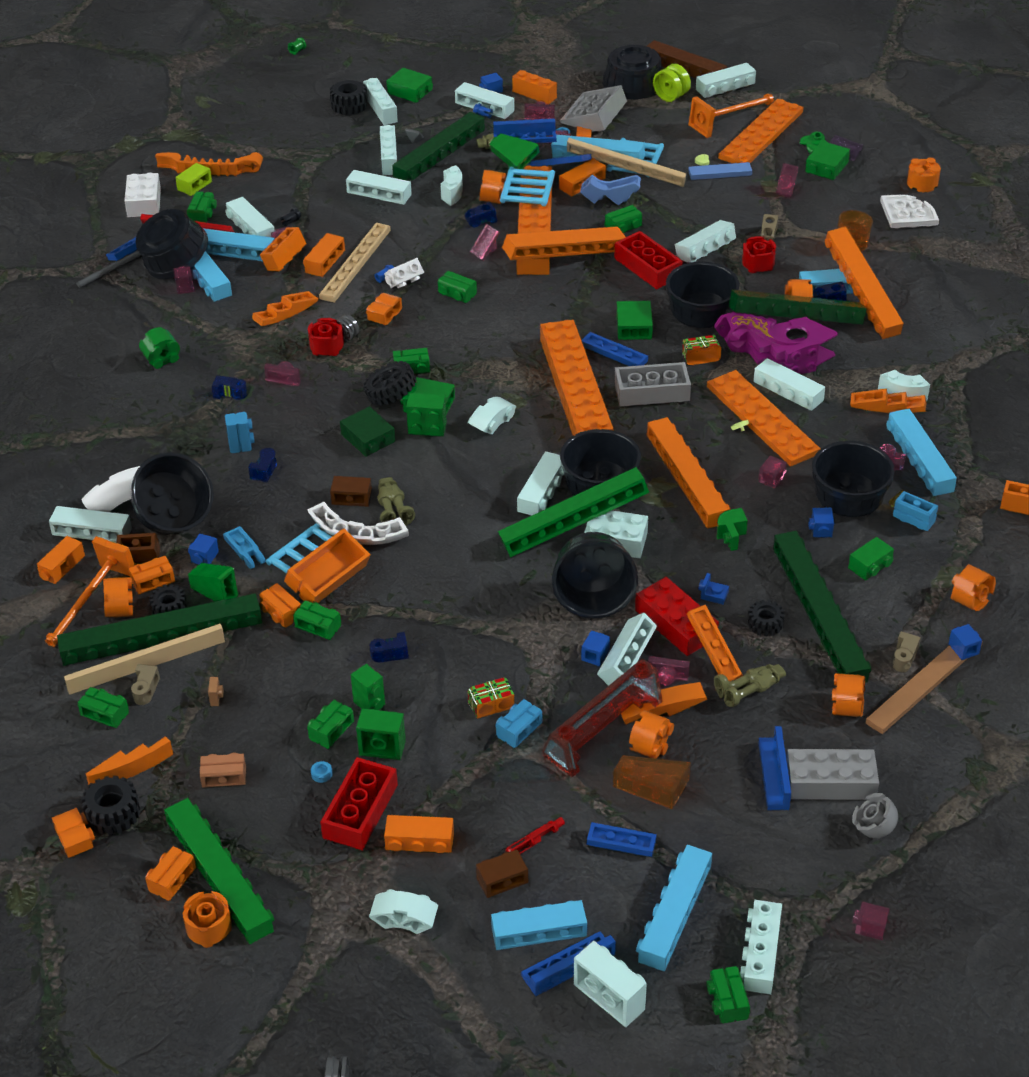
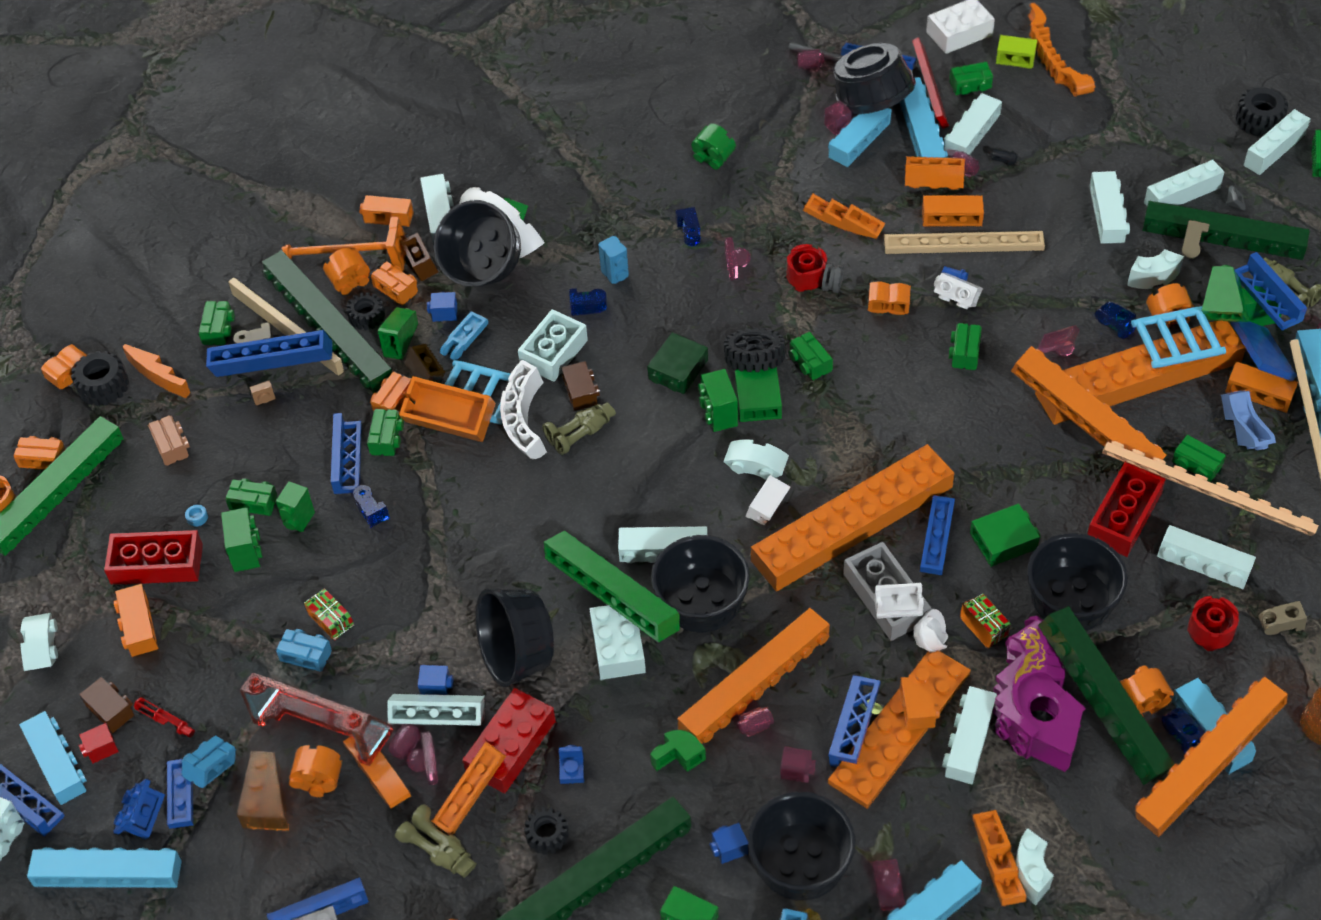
camera: 70 degrees right, 10 degrees up
(106, 276) = (810, 59): none -> clear pink brick
(182, 666) = (269, 353): none -> blue brick
(267, 573) = (424, 364): none -> dark brown brick
(299, 490) = (553, 344): none -> light aqua brick
(322, 653) = (338, 453): none -> blue fence
(440, 157) = (1192, 237): none -> dark tan leg
(532, 422) = (767, 500): none -> white hinge
(541, 887) = (98, 743): none -> brick
(605, 806) = (208, 761): none -> dark azure brick
(626, 869) = (139, 810): none -> blue bracket
(655, 219) = (1218, 490): none -> light nougat plate
(675, 370) = (899, 600): none -> white hinge
(700, 377) = (931, 631): none -> white piece
(725, 481) = (755, 721): none -> clear pink brick
(748, 435) = (848, 718): none -> fence
(757, 395) = (917, 706): none -> orange slope

